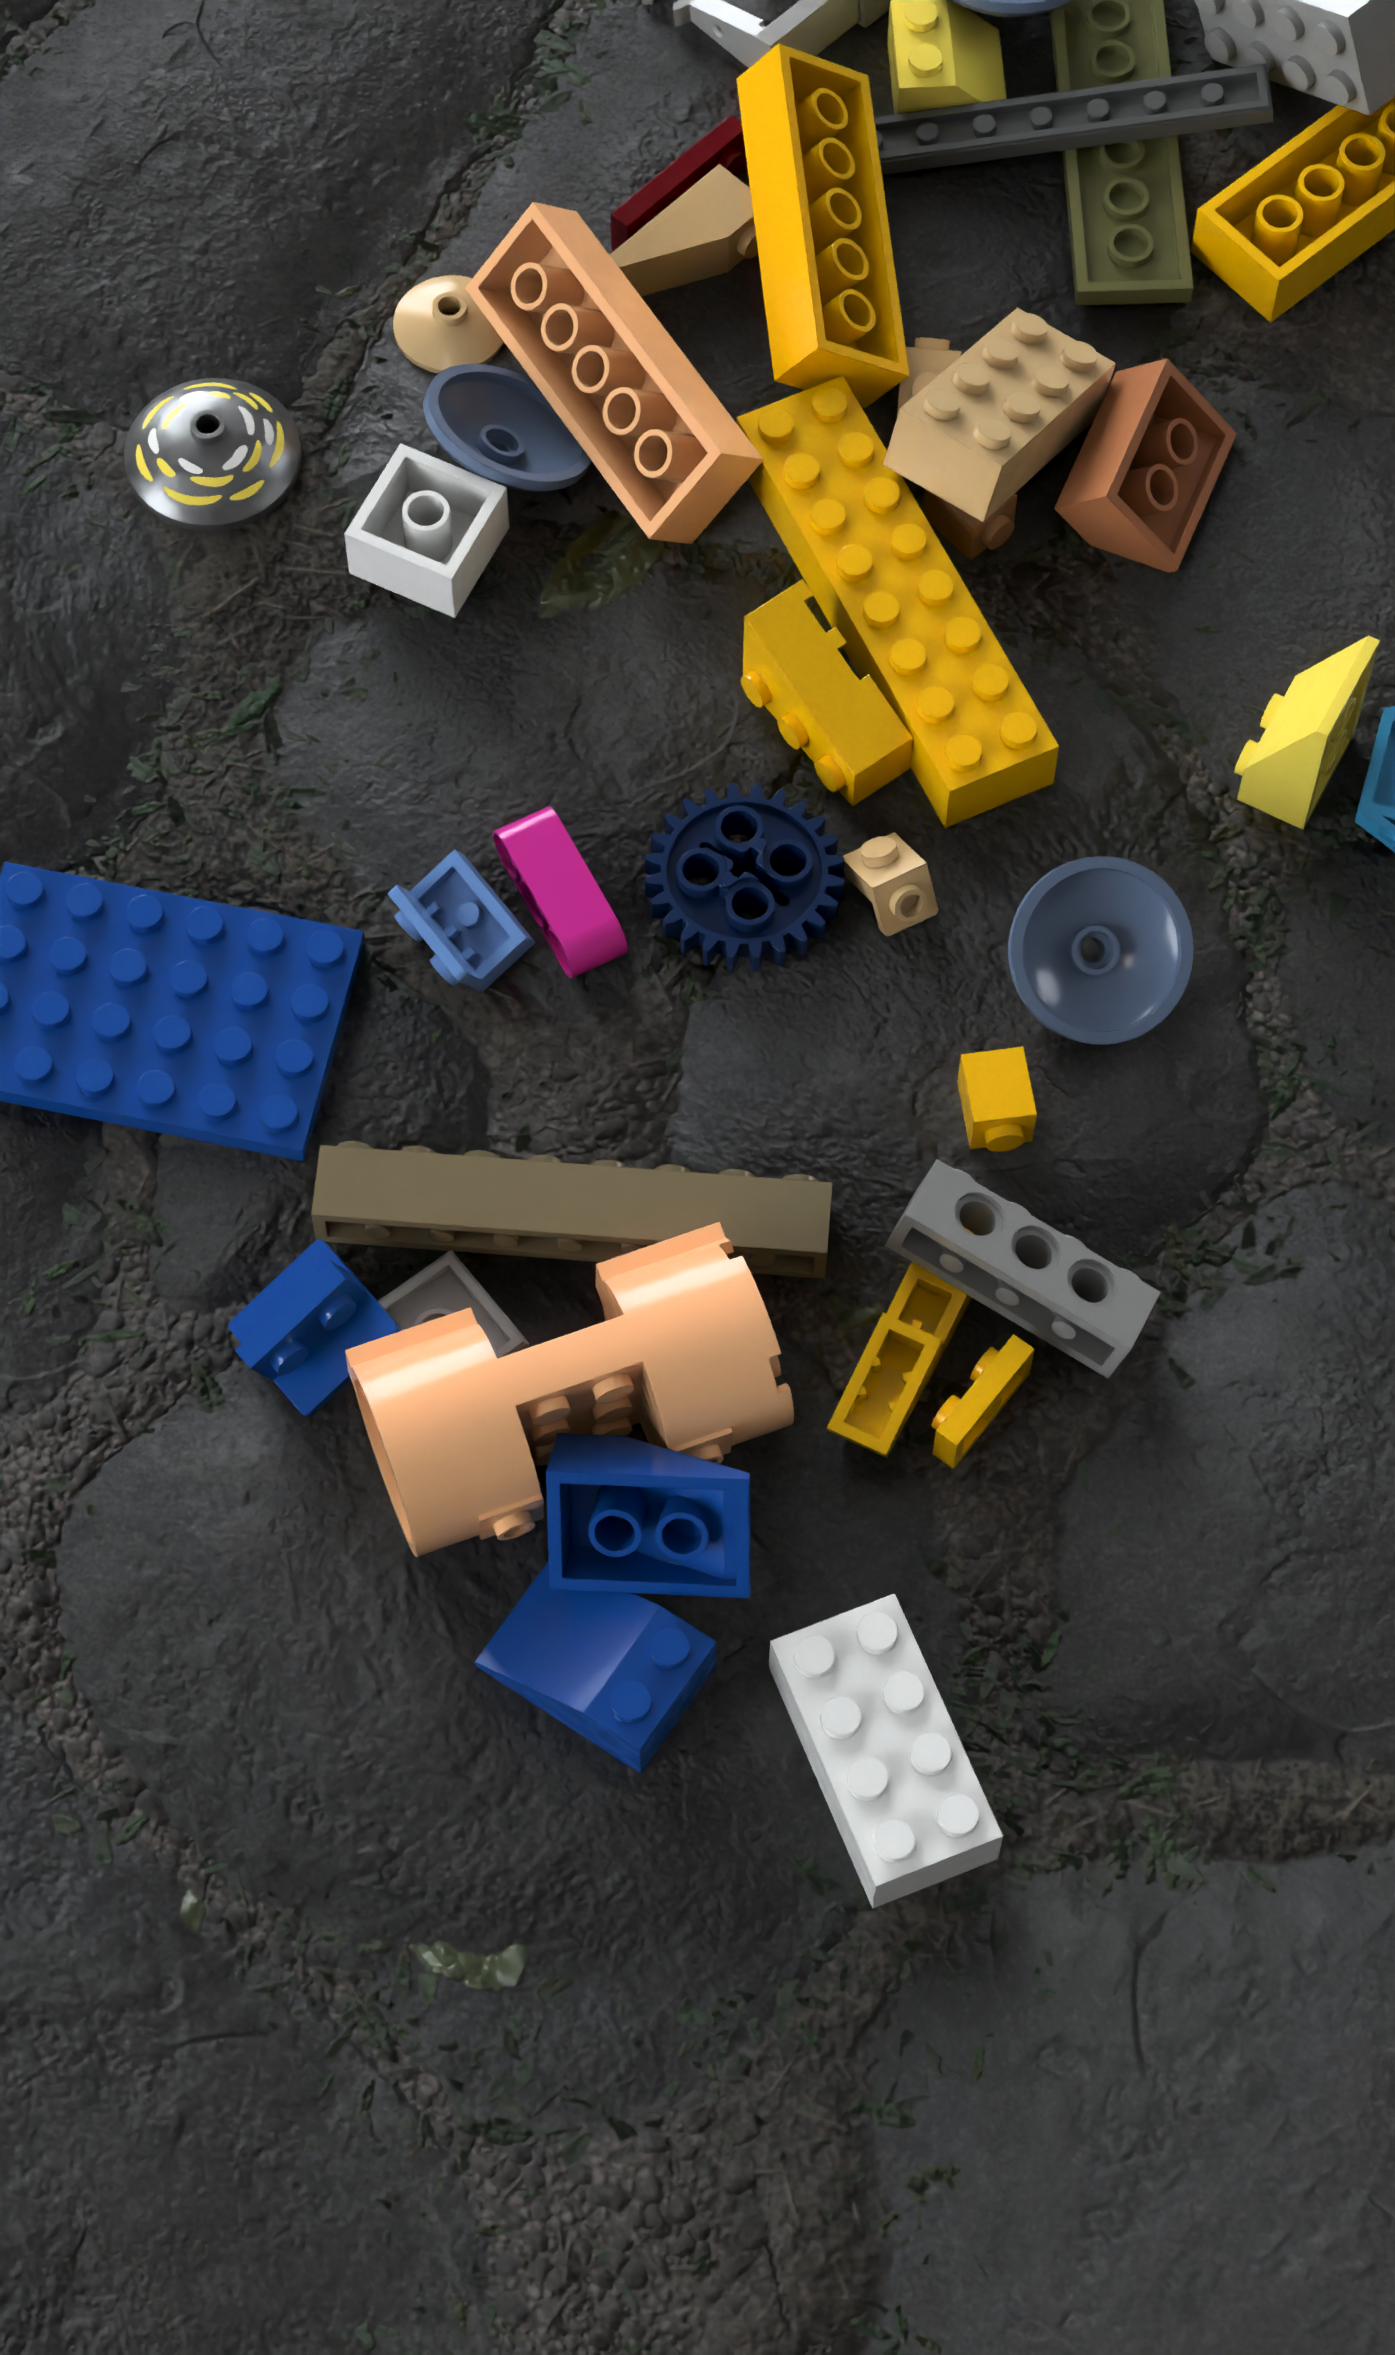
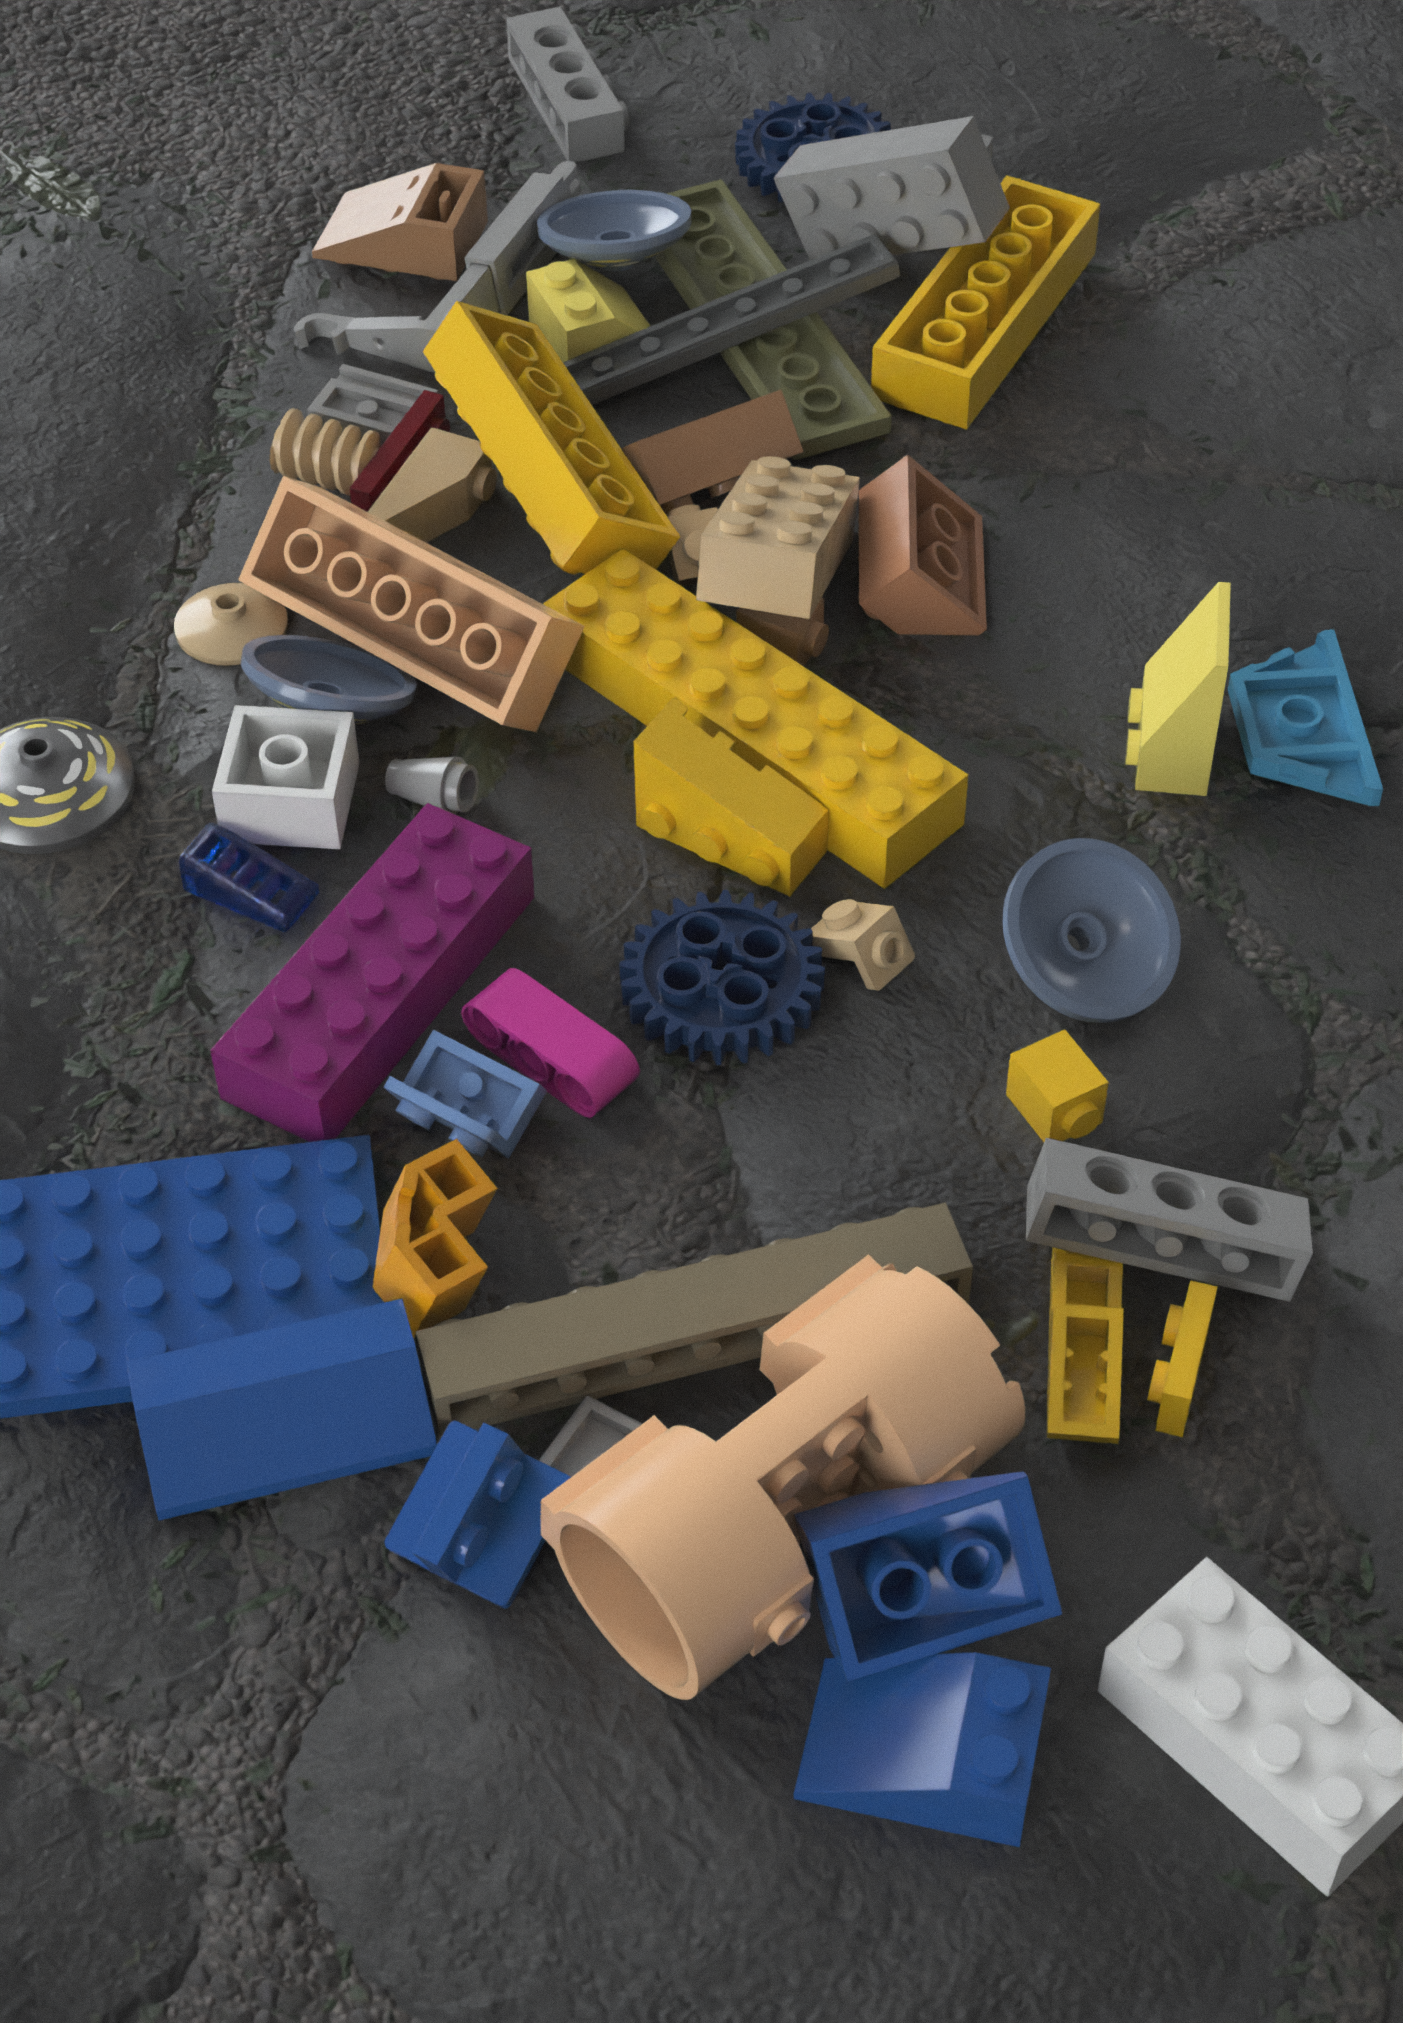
camera: 20 degrees left, 15 degrees down
(185, 1172) = (281, 1408): none -> blue slope
(334, 593) = (219, 852): none -> clear blue slope
(354, 1077) = (423, 1235): none -> light orange brick
(432, 767) = (374, 975): none -> magenta brick
(567, 577) = (437, 781): none -> light grey cone
(606, 153) = (321, 452): none -> tan piece
(674, 104) = (366, 400): none -> light grey plate
(987, 275) = (713, 450): none -> medium nougat slope

